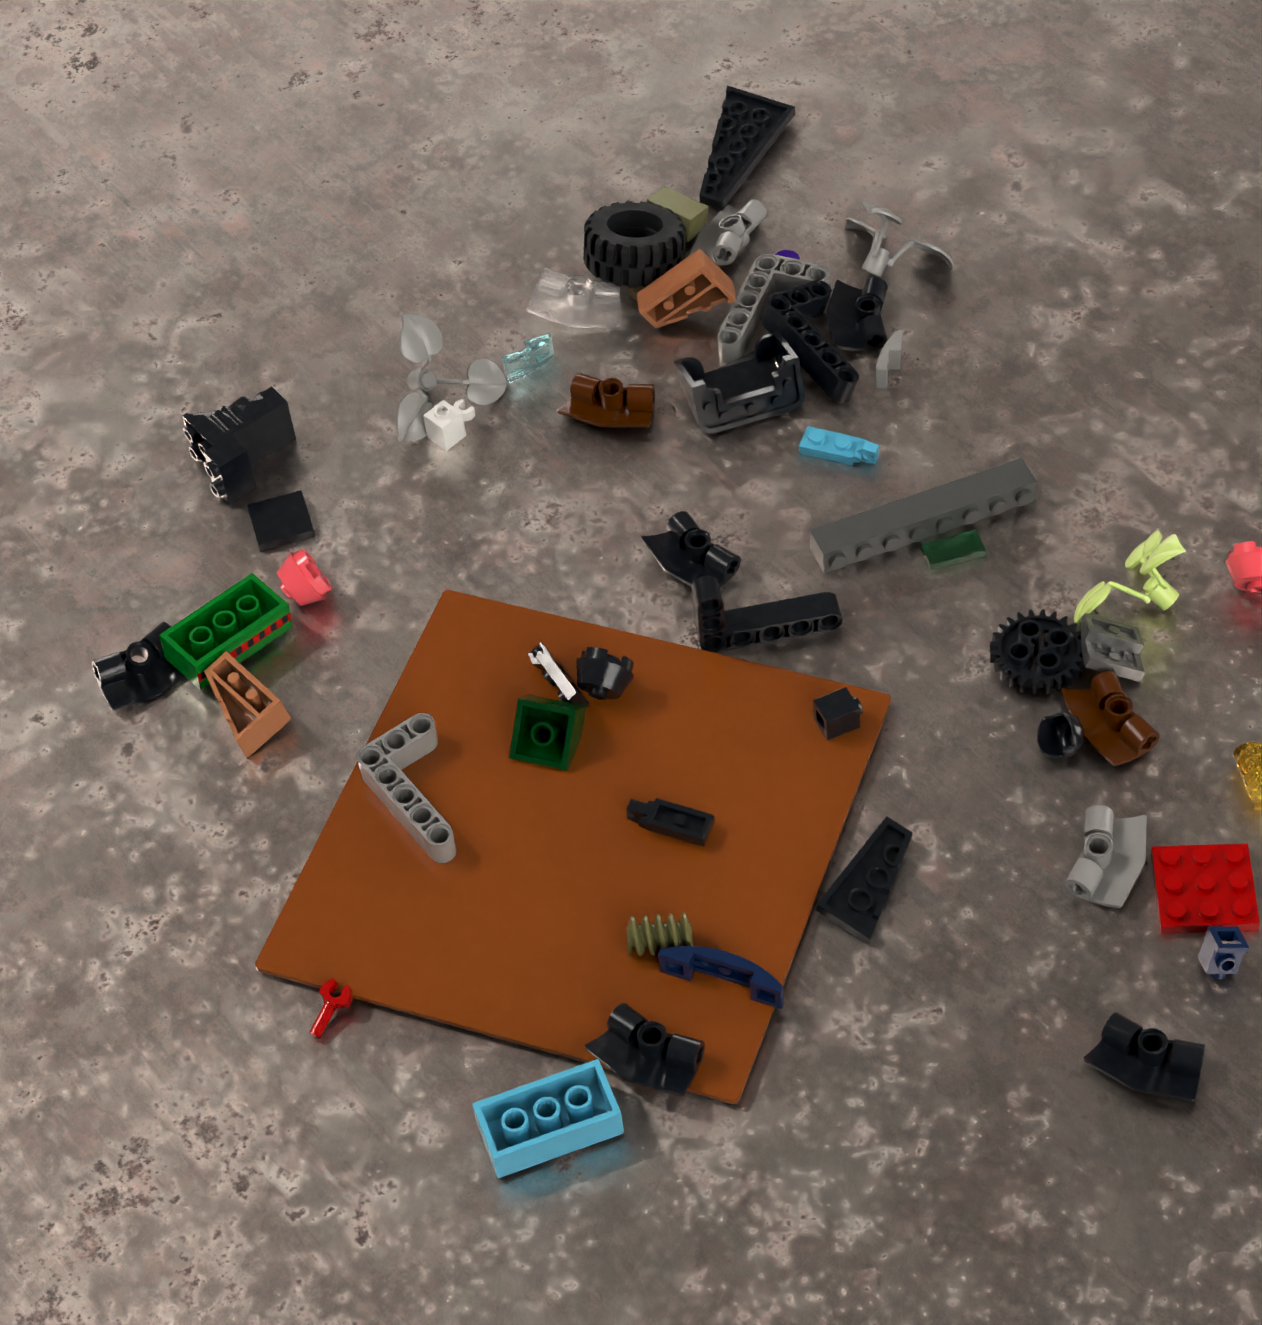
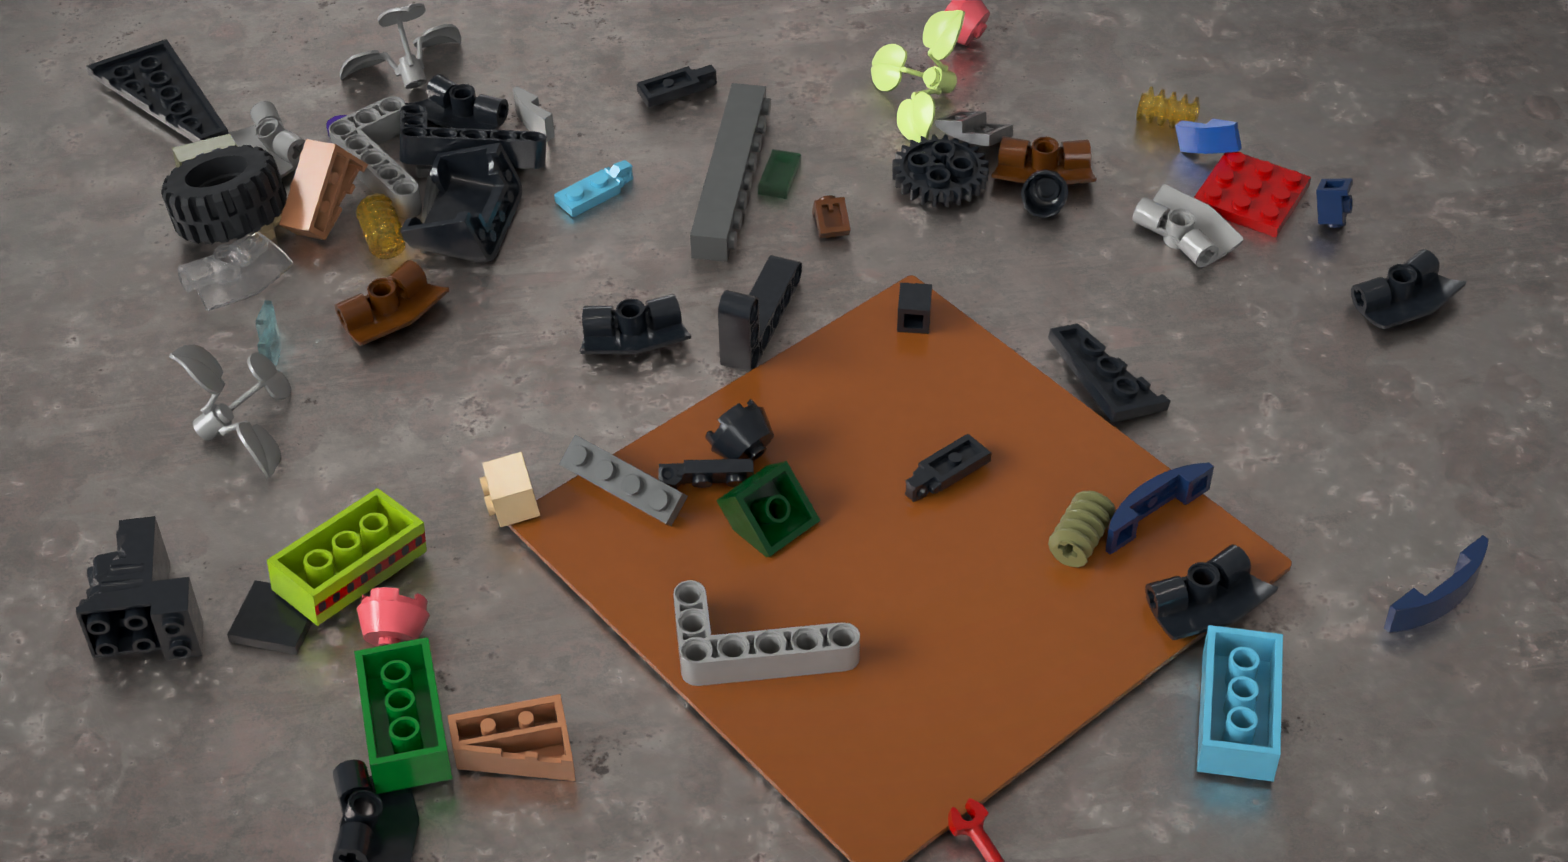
camera: 65 degrees left, 5 degrees down
(342, 522) = (347, 556): none -> lime brick
(446, 423) = (292, 428): white brick -> none
(466, 574) = (509, 490): none -> tan brick
(518, 632) = (623, 480): none -> plate
(688, 342) = (380, 226): none -> clear yellow piece
(819, 1232) = (1418, 610): none -> dark blue slope
(918, 608) = (831, 216): none -> reddish brown bracket
(1005, 426) = (676, 84): none -> black hinge
(1238, 819) = (1208, 138): none -> blue slope

